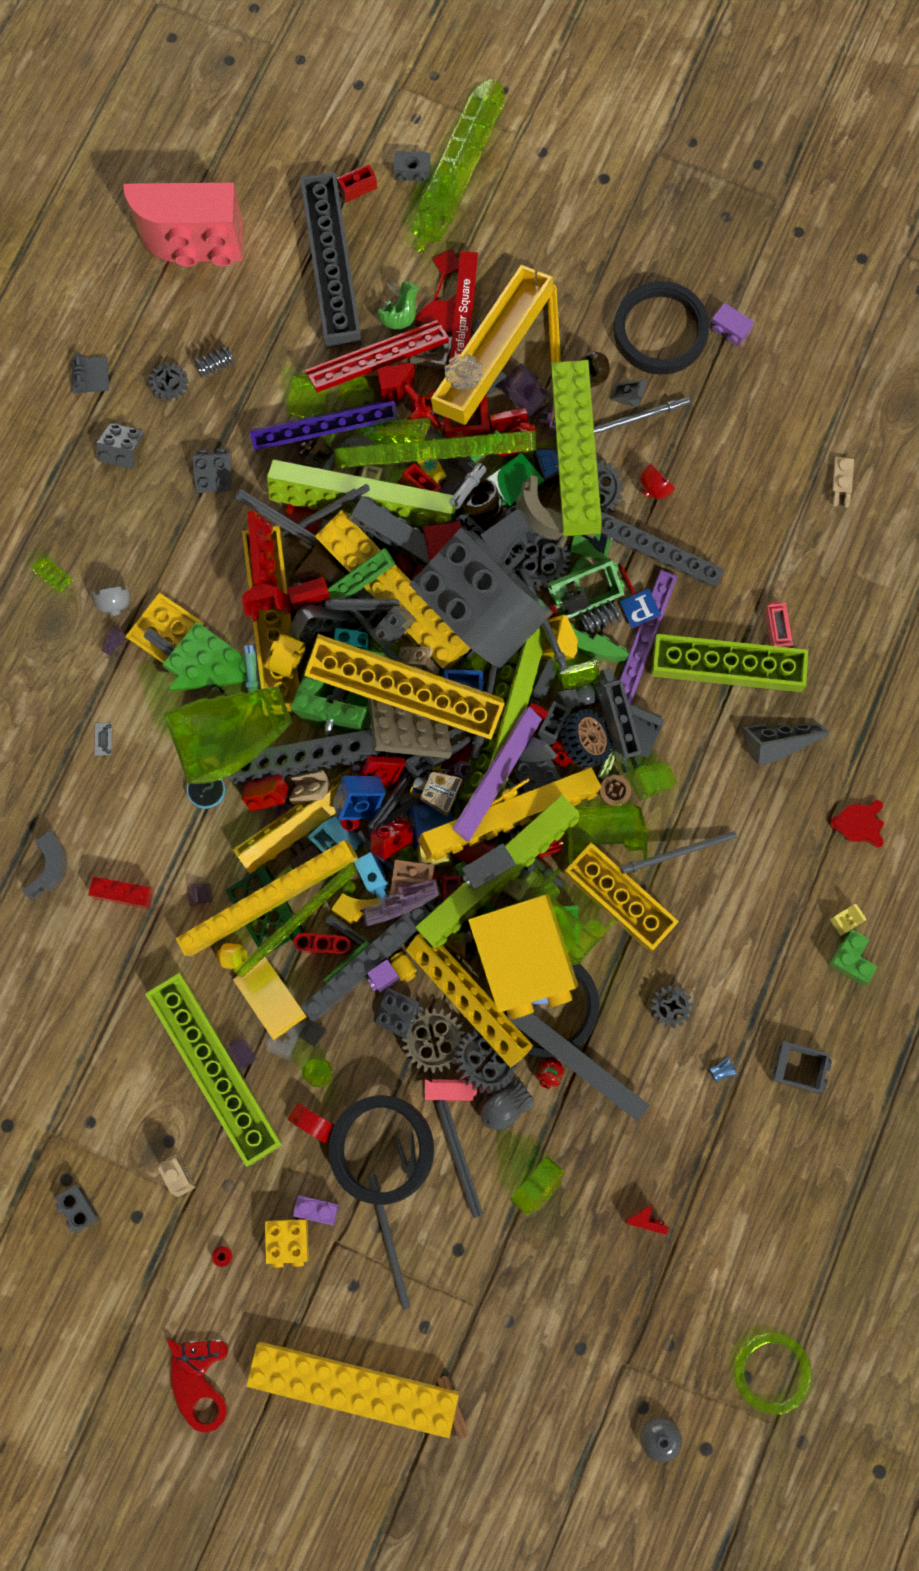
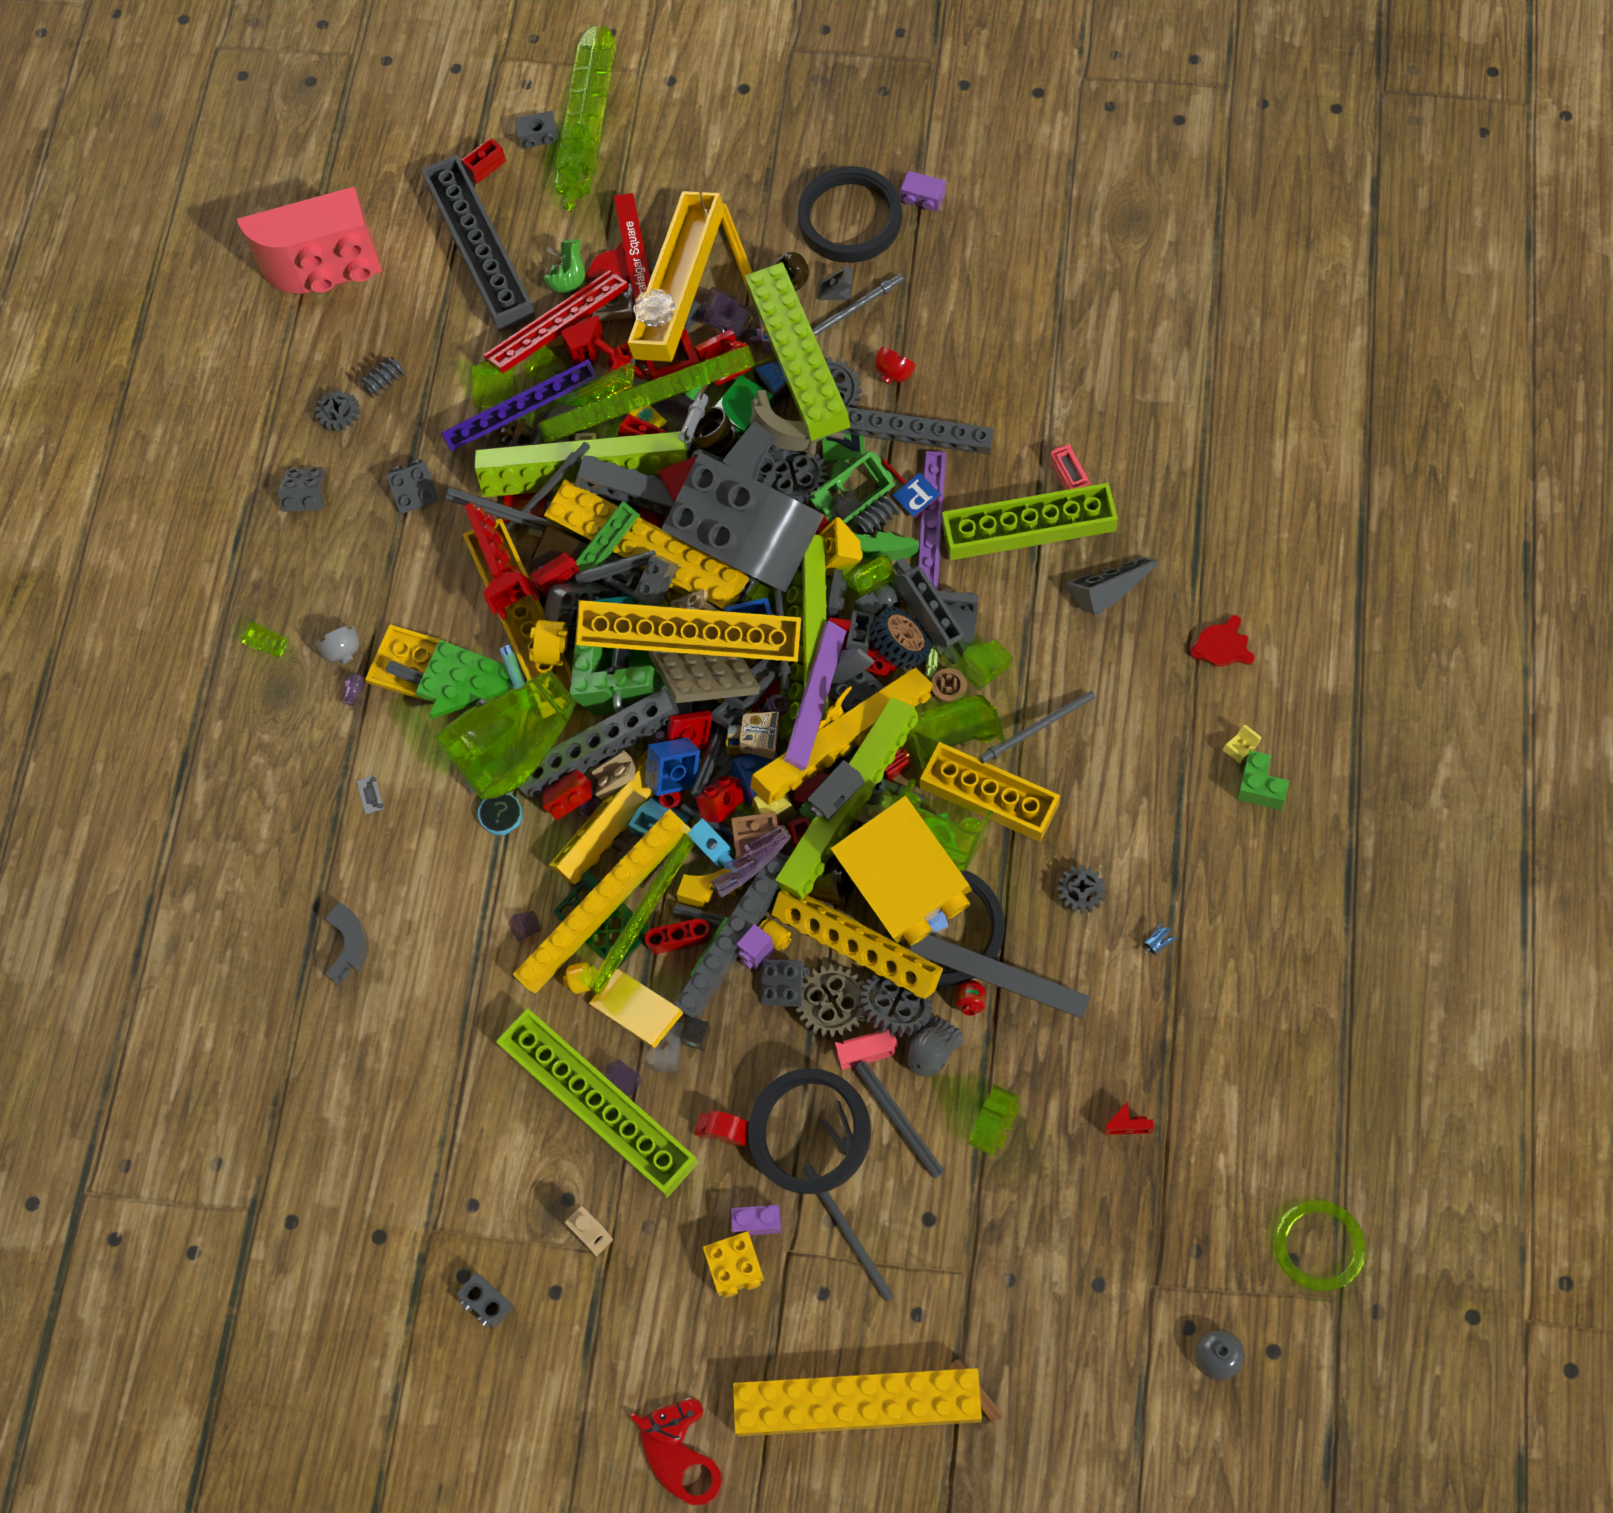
camera: 10 degrees left, 10 degrees down
(89, 374) = (249, 427): dark grey hinge -> none
(121, 892) = (437, 946): red brick -> none
(228, 1256) = (665, 1312): red plate -> none
(317, 1072) = (713, 1071): clear neon green hair -> none
(348, 888) = (687, 868): clear neon green hinge -> none
(446, 264) = (602, 215): red piece -> none
(559, 656) = (844, 558): dark grey bar -> none
(781, 1061) = (1243, 892): dark grey window -> none
(842, 480) = (1089, 310): tan hinge -> none

